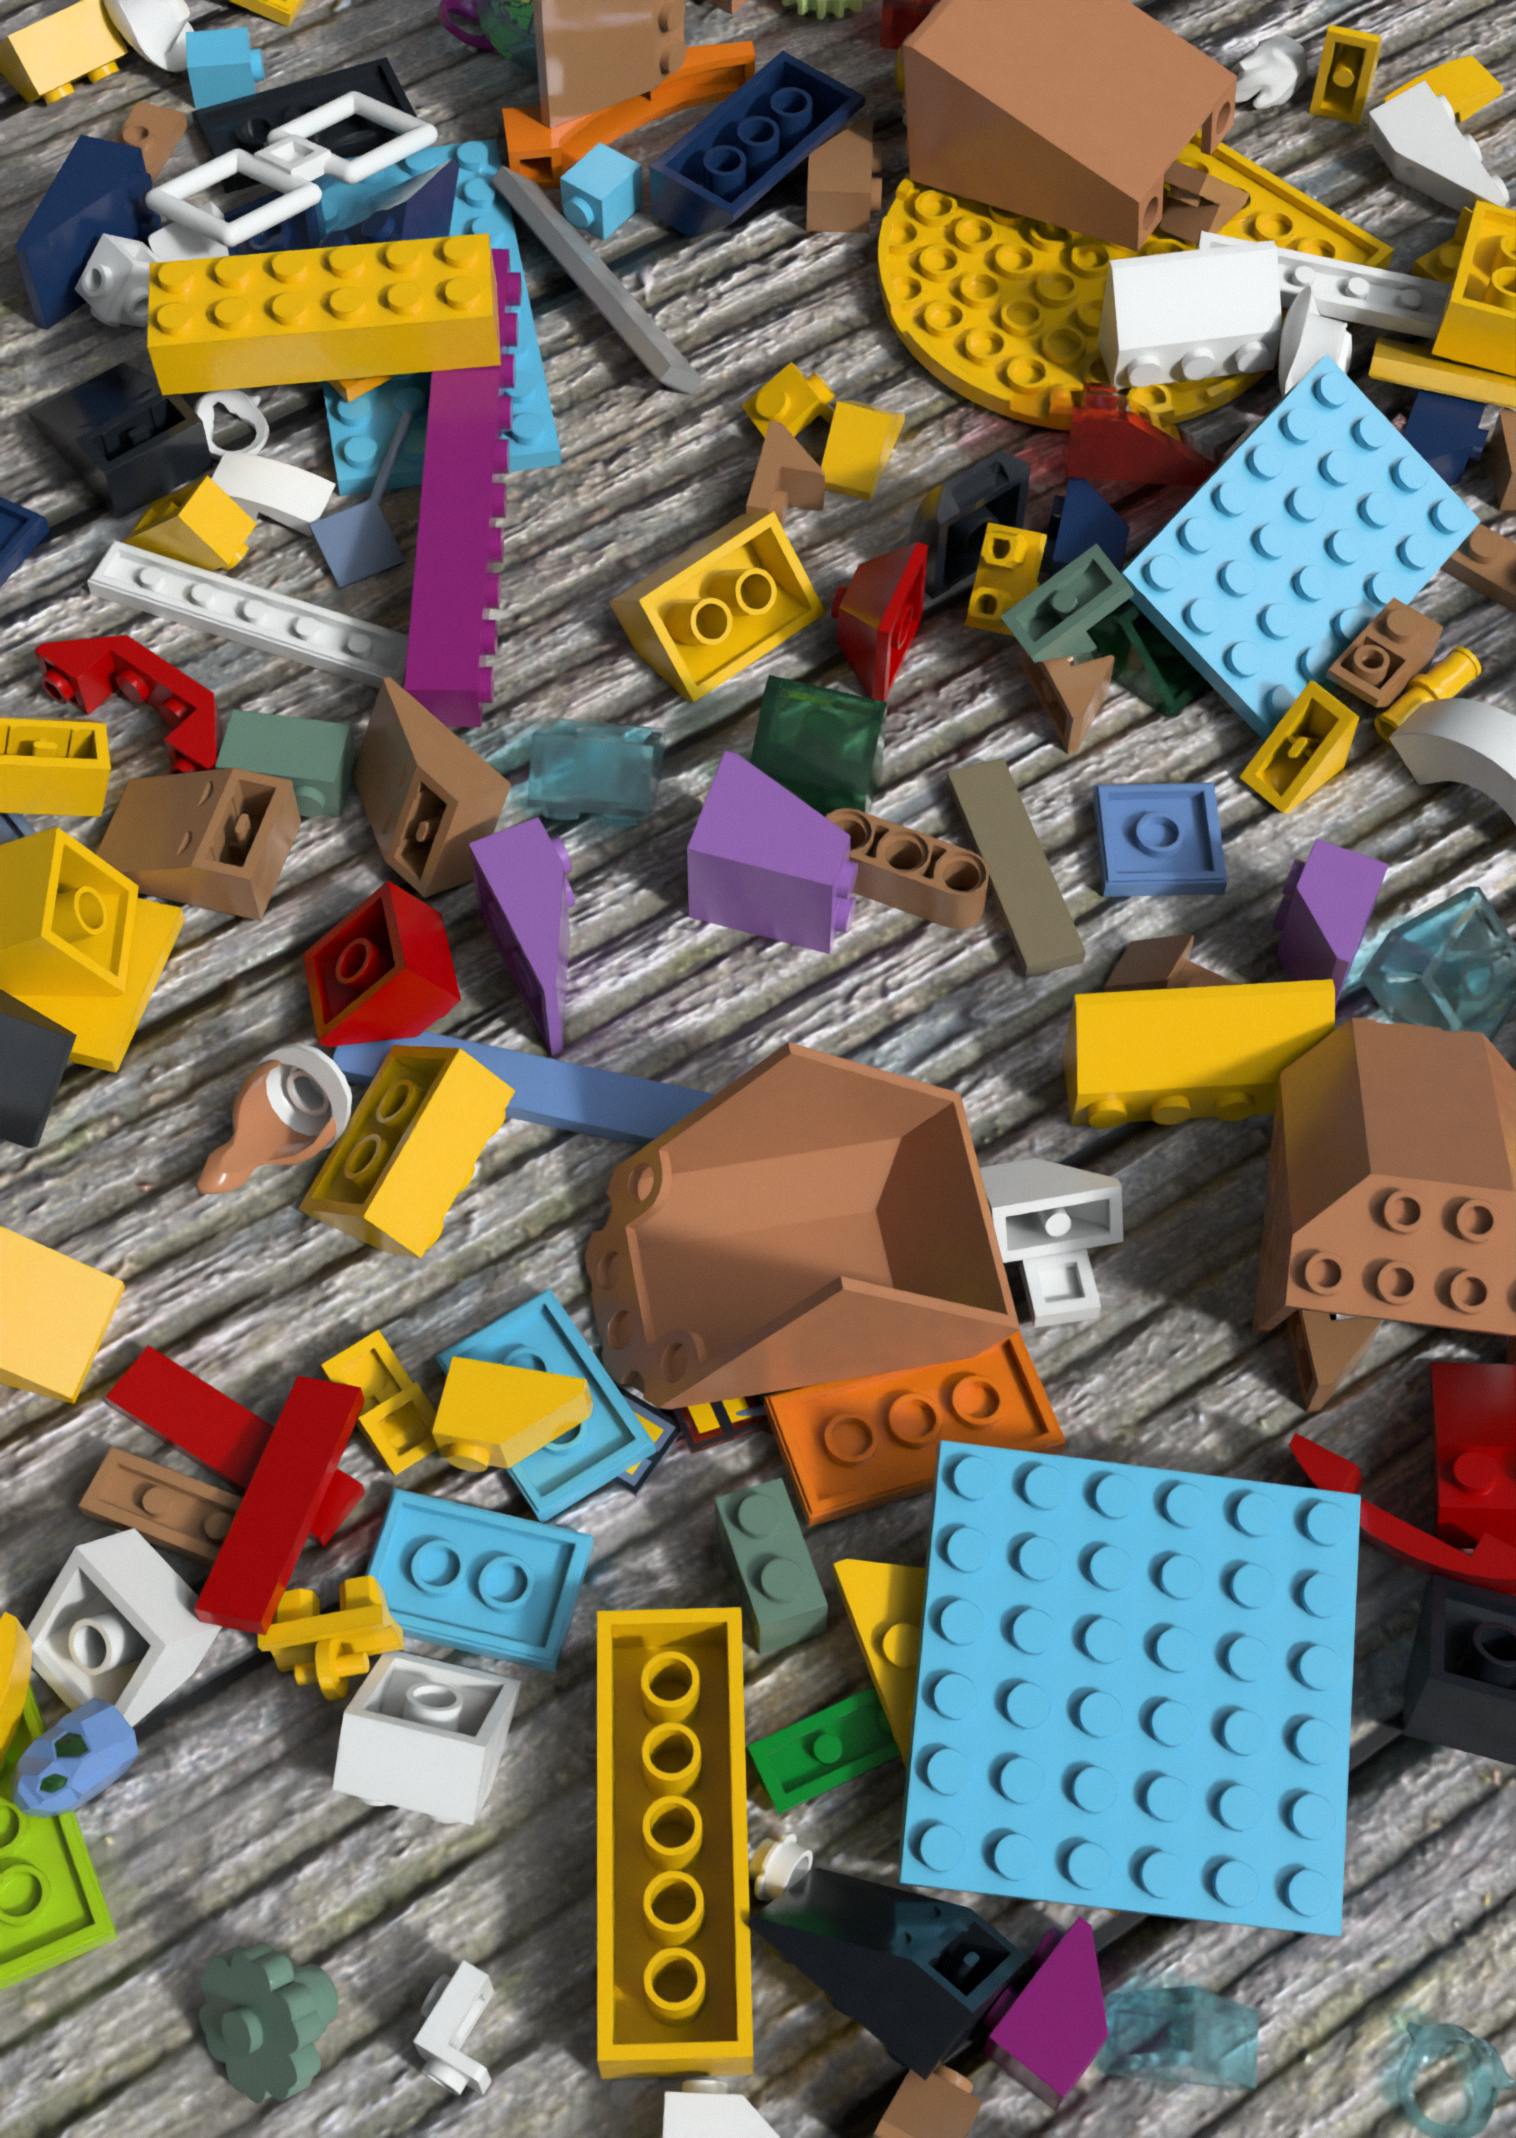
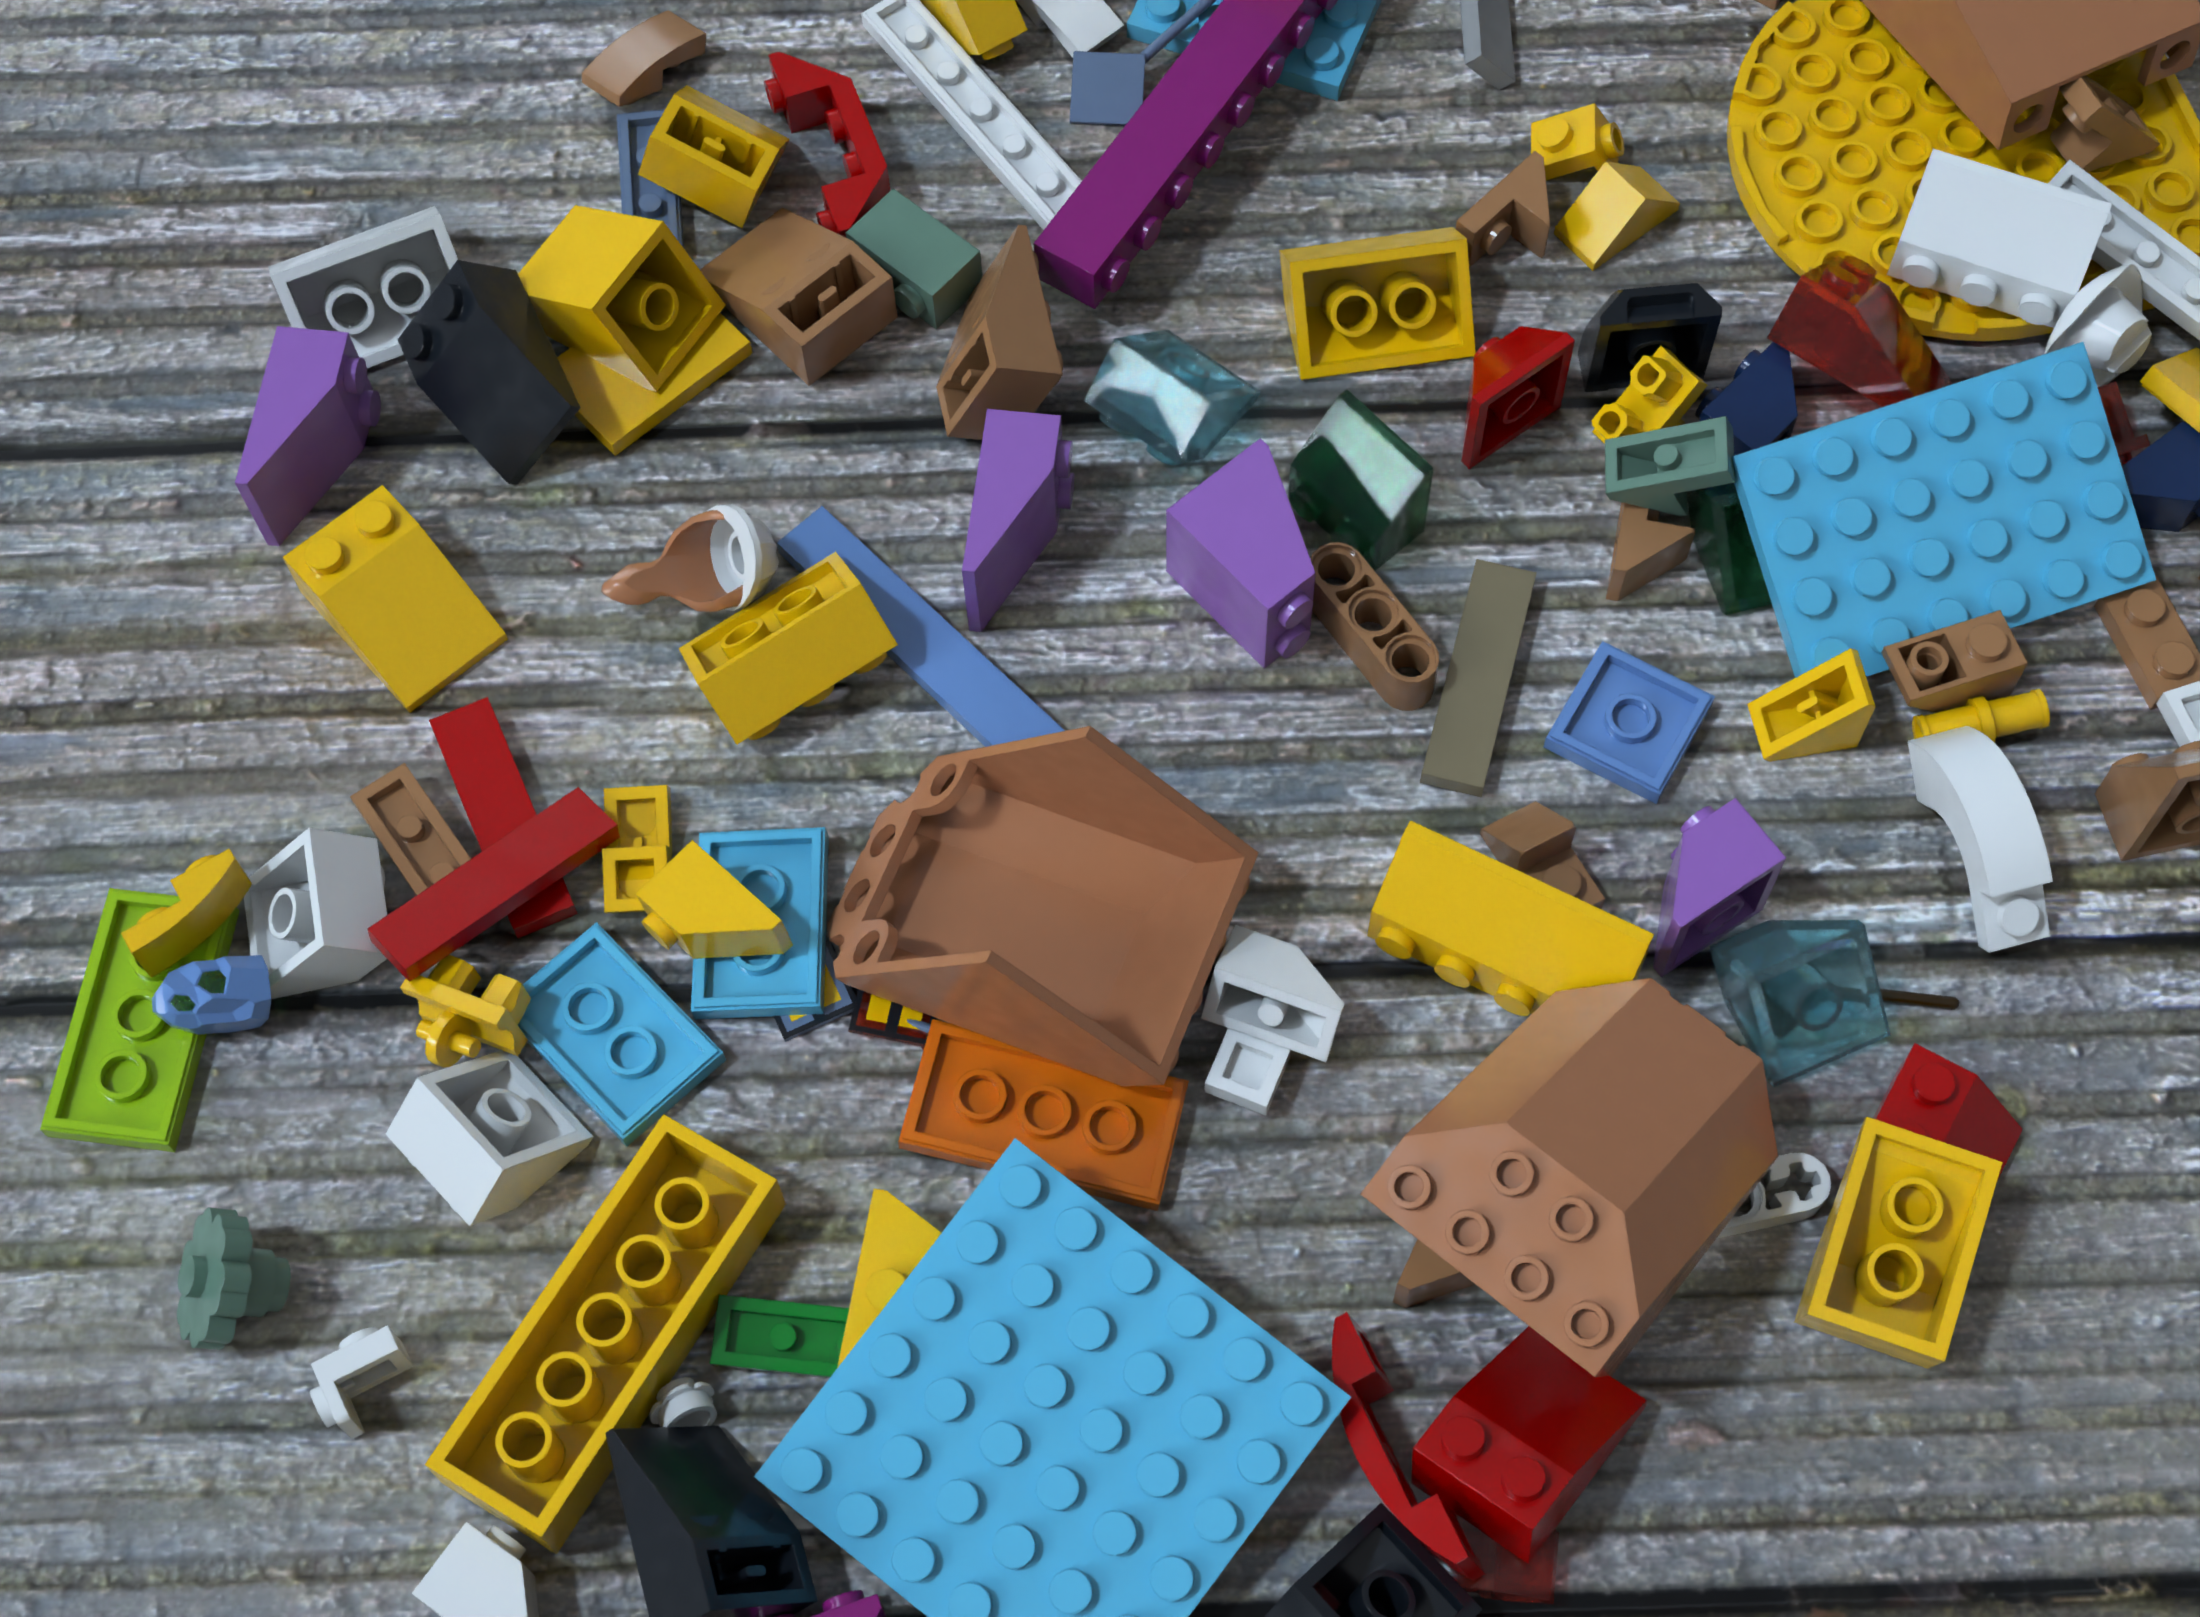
camera: 35 degrees right, 5 degrees up
(381, 971) = (867, 483): red slope -> none
(771, 1566) = (839, 1161): sand green brick -> none

